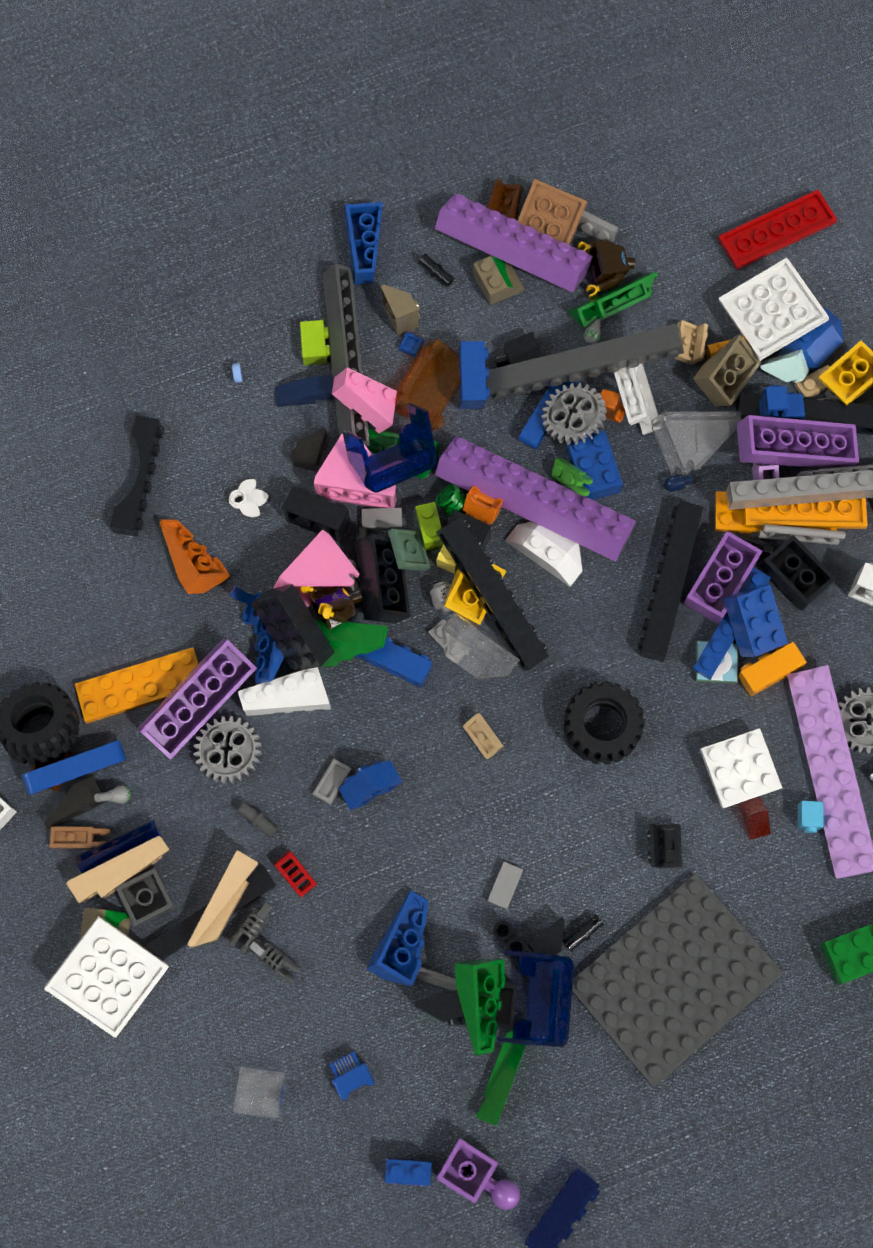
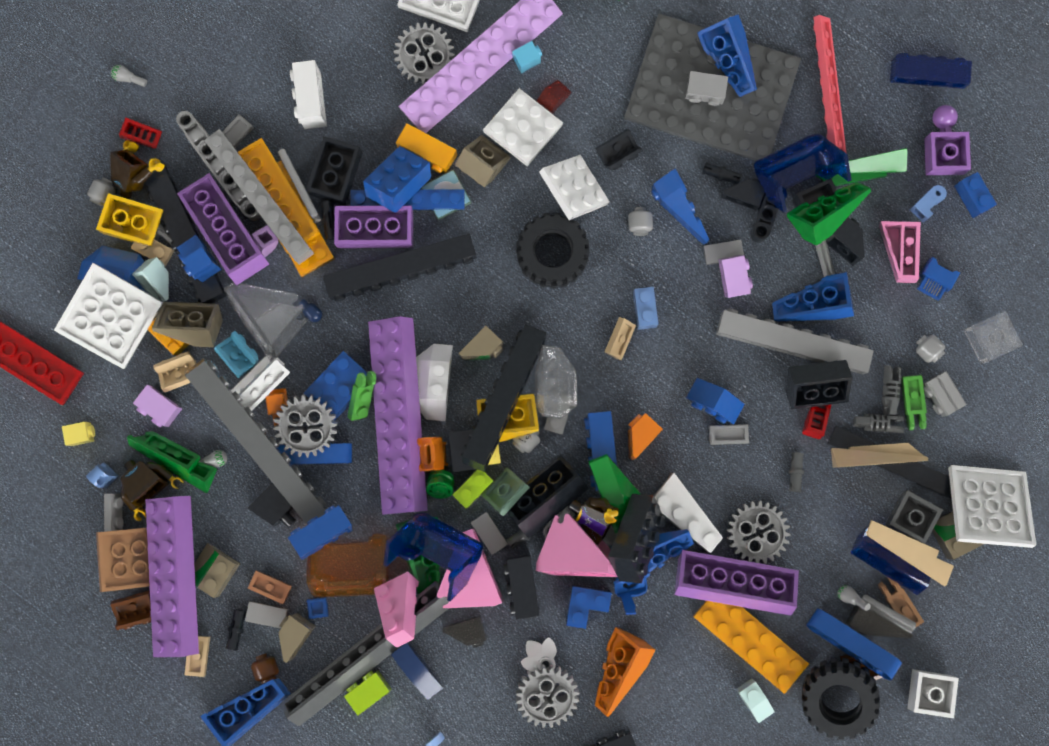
camera: 120 degrees left, 10 degrees up
(78, 818) = (889, 614): none -> light grey axle
(87, 654) = (755, 700): none -> light aqua slope
(227, 475) = (561, 704): none -> light grey gear
(238, 1007) = (943, 394): none -> light grey brick
(252, 975) = (914, 400): none -> bright green hinge
(270, 561) = (584, 599): none -> blue brick
(288, 1022) = (930, 348): none -> light grey head
(324, 887) = (818, 384): none -> black brick
(377, 895) = (792, 341): none -> light grey brick
(383, 694) = (641, 434): none -> orange slope
(388, 274) = (264, 668): none -> reddish brown head
(399, 1059) = (903, 249): none -> bright pink wedge
(426, 226) = (197, 663): none -> tan plate
(433, 300) = (265, 614): none -> light grey tile
(433, 1128) = (922, 207): none -> medium blue leg
(453, 315) = (270, 587): none -> nougat plate
(475, 878) = (735, 276): none -> lavender brick
(496, 775) = (645, 308): none -> medium blue brick
(552, 607) = (482, 346): none -> dark tan slope
(582, 824) = (640, 221): none -> light grey head
(585, 868) = (672, 196): none -> blue wedge
(604, 1096) = (829, 81): none -> coral plate
(635, 234) = (101, 476): none -> medium blue leg
(652, 778) = (574, 187): none -> white plate
(669, 310) = (157, 406): none -> lavender brick
(675, 398) = (237, 354): none -> medium azure bracket
(676, 966) = (706, 88): none -> light grey brick
(684, 236) = (78, 433): none -> light yellow brick
(706, 1016) = (729, 49): none -> blue wedge
(730, 713) = (482, 160): none -> dark tan slope

